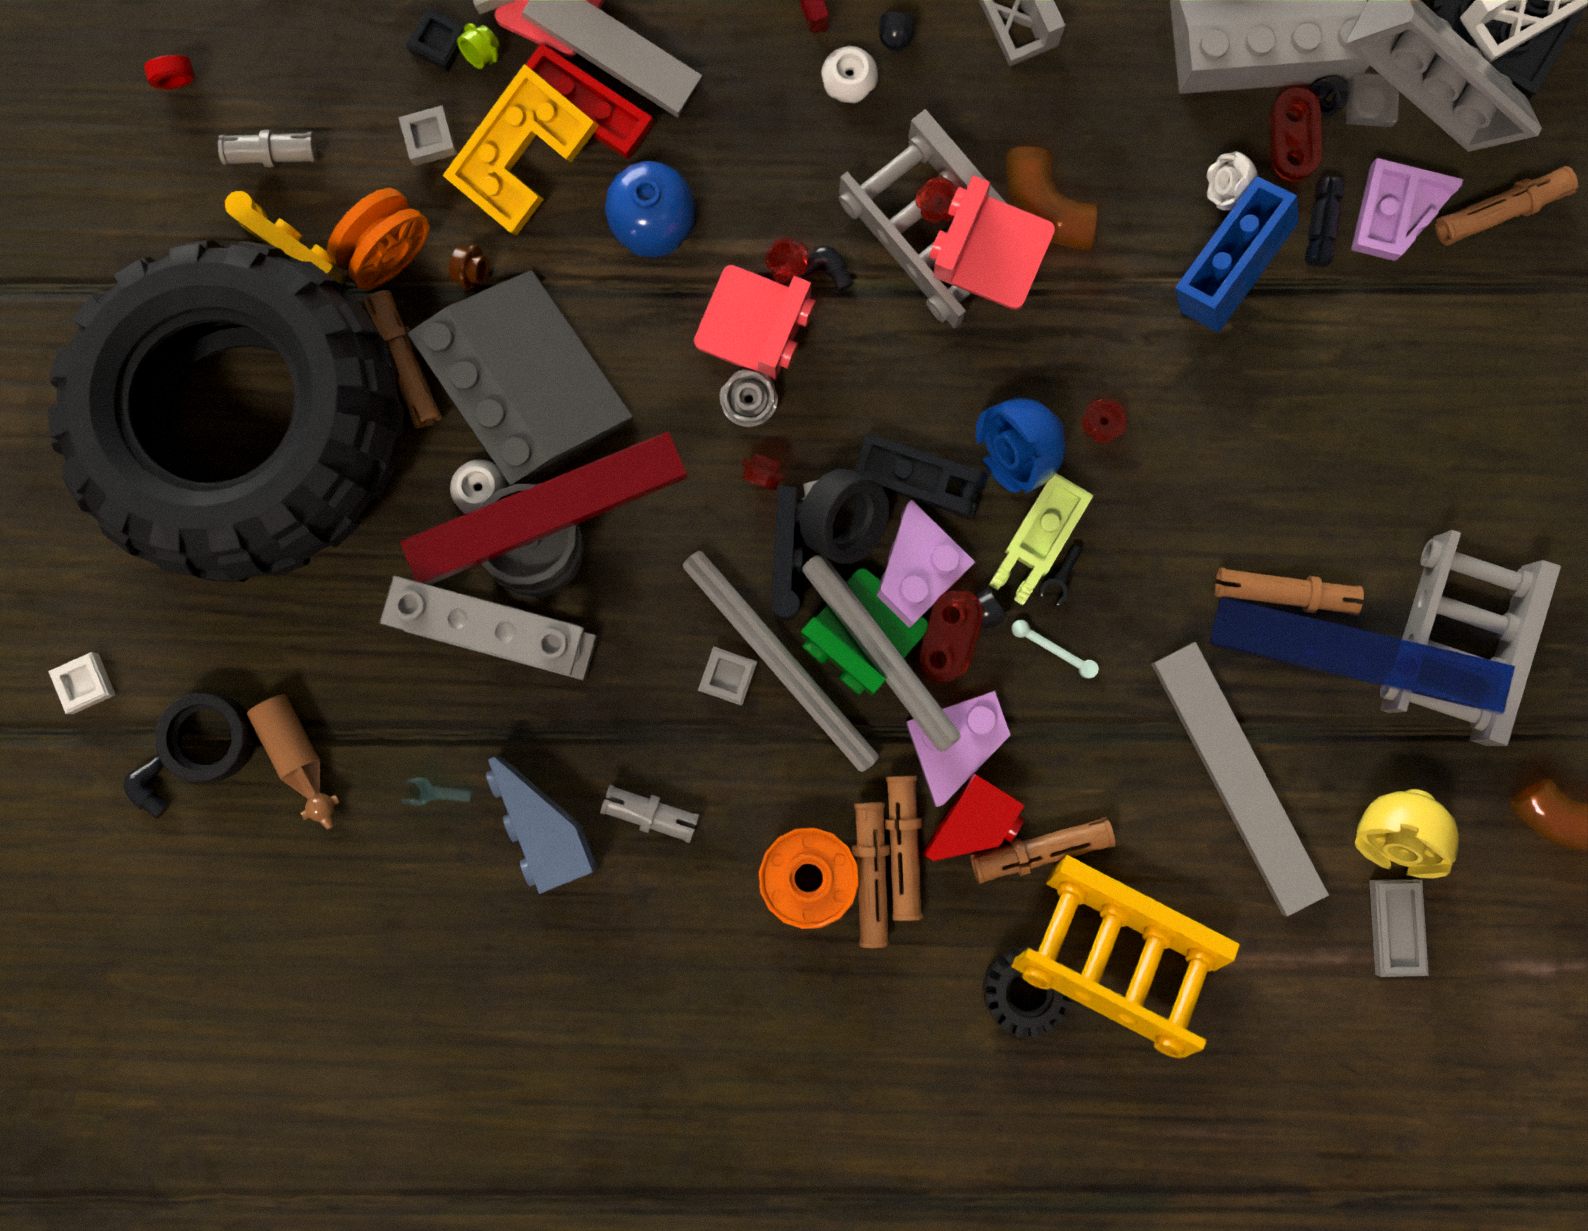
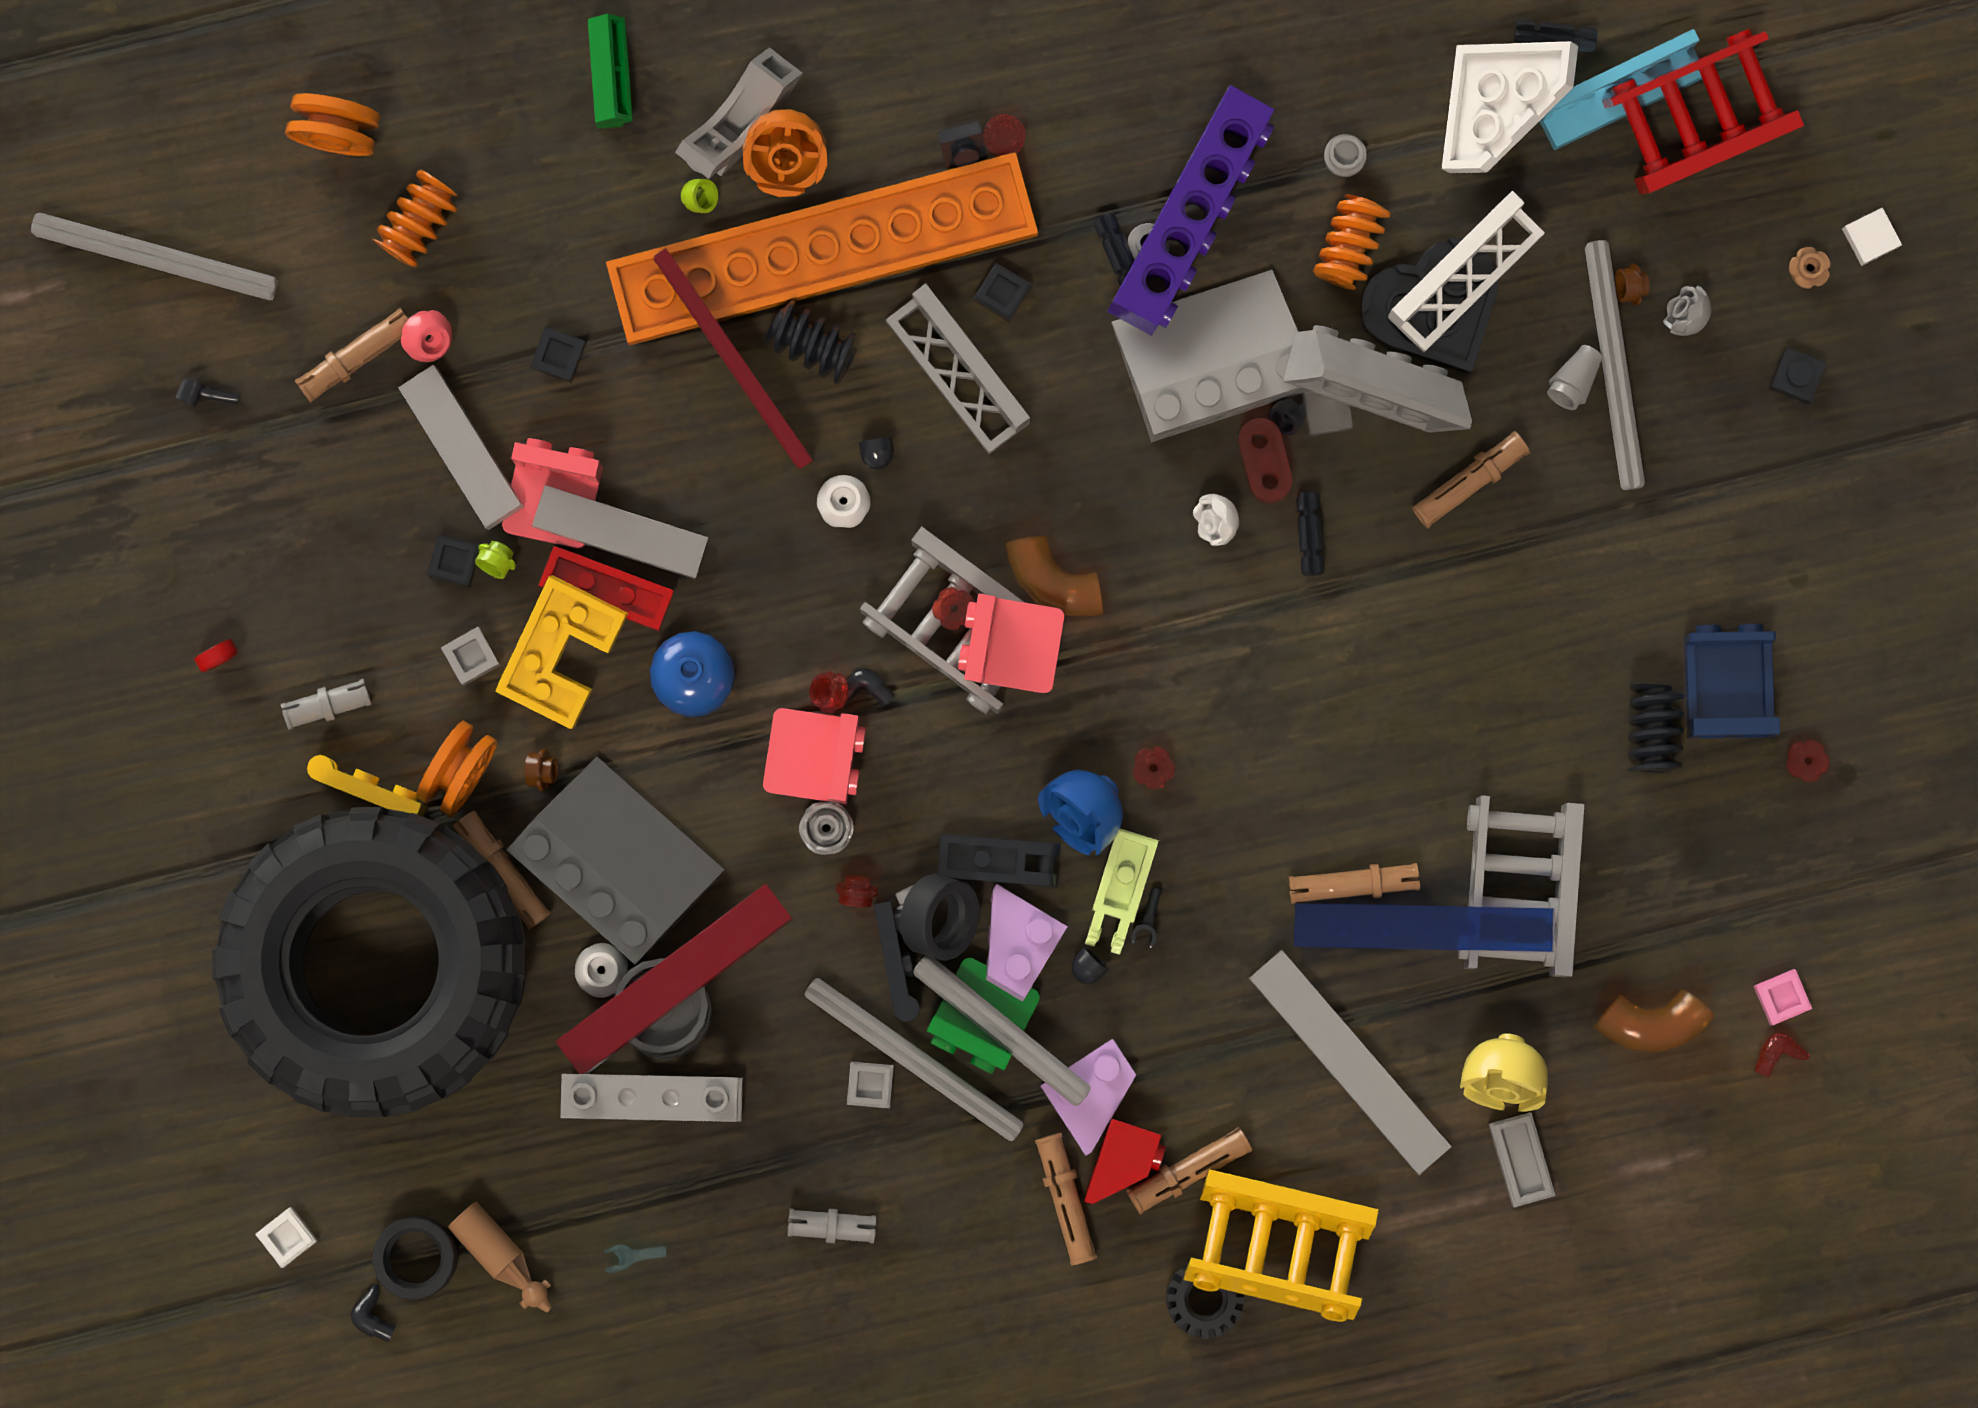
camera: 20 degrees left, 0 degrees up
(549, 837) = (747, 1268): sand blue slope -> none
(812, 907) = (1011, 1259): orange wheel -> none
(871, 874) = (1042, 1229): medium nougat pin -> none
(951, 638) = (1064, 1001): clear red plate -> none
(1086, 668) = (1192, 996): light aqua hinge -> none
(1237, 254) = (1235, 590): blue brick -> none
(1398, 207) = (1374, 505): lavender wing -> none

